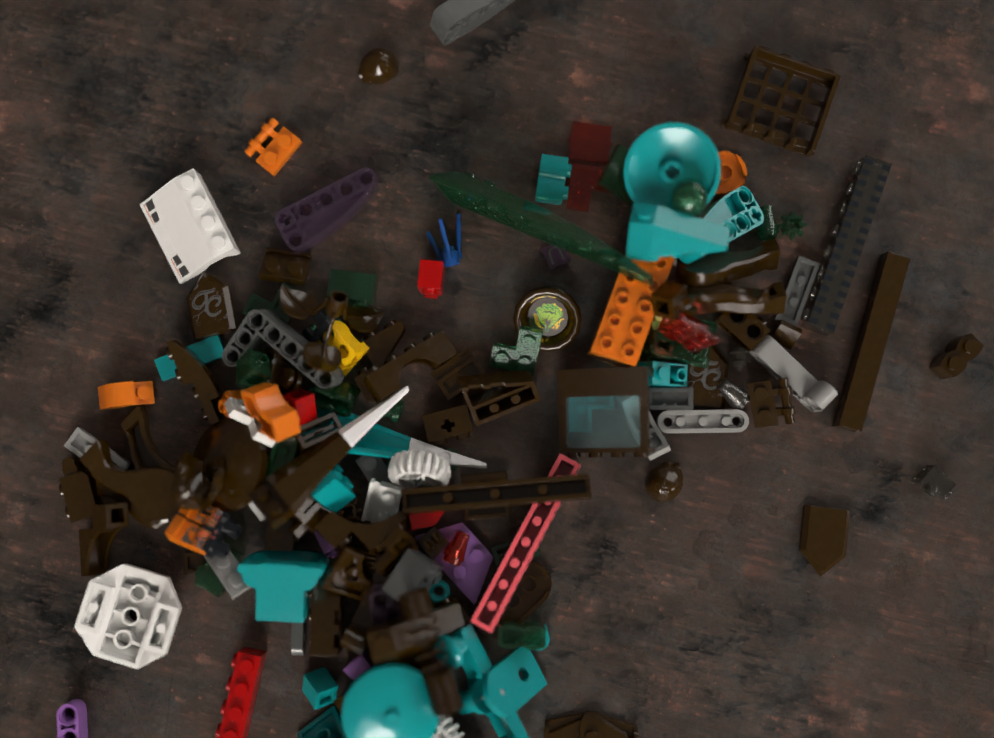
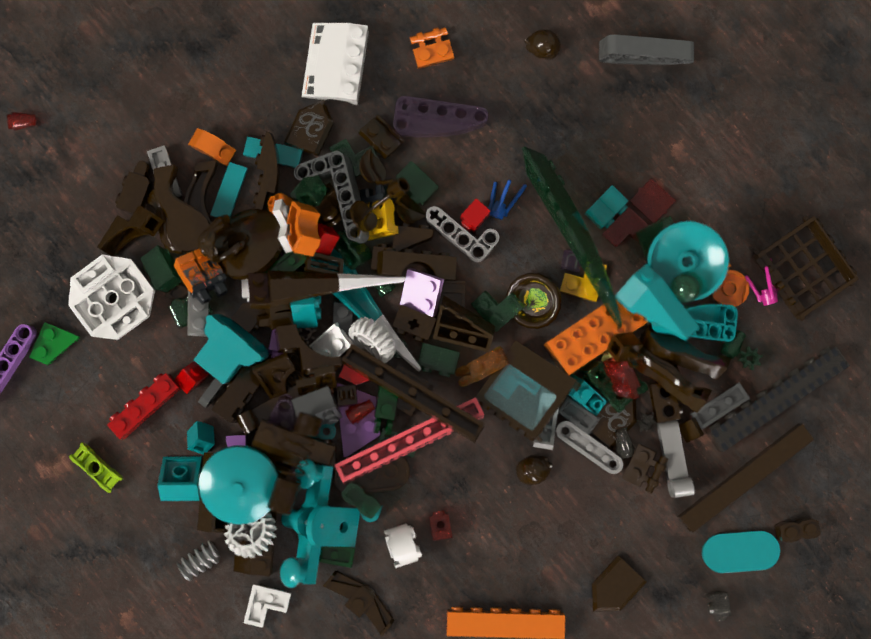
camera: 35 degrees right, 0 degrees up
(105, 702) = (51, 343): none -> green wing
(158, 552) = (160, 268): none -> clear green brick
(174, 425) = (229, 190): none -> teal tile
(267, 637) = (191, 377): none -> red slope
(427, 304) = (460, 231): none -> light grey beam
(433, 388) = (422, 292): none -> plate
(480, 528) = (385, 409): none -> dark green hinge
(496, 442) = (438, 359): none -> clear green brick
(538, 705) = (337, 555): none -> dark green hinge
(544, 418) = (482, 366): none -> clear orange hinge
(581, 274) = (579, 287): none -> yellow plate
(593, 650) = (401, 545): none -> white brick
(621, 608) = (440, 533): none -> clear red brick
(747, 650) = (505, 623): none -> orange brick
(765, 153) = (768, 295): none -> dark pink plant
(917, 416) = (741, 551): none -> teal tile

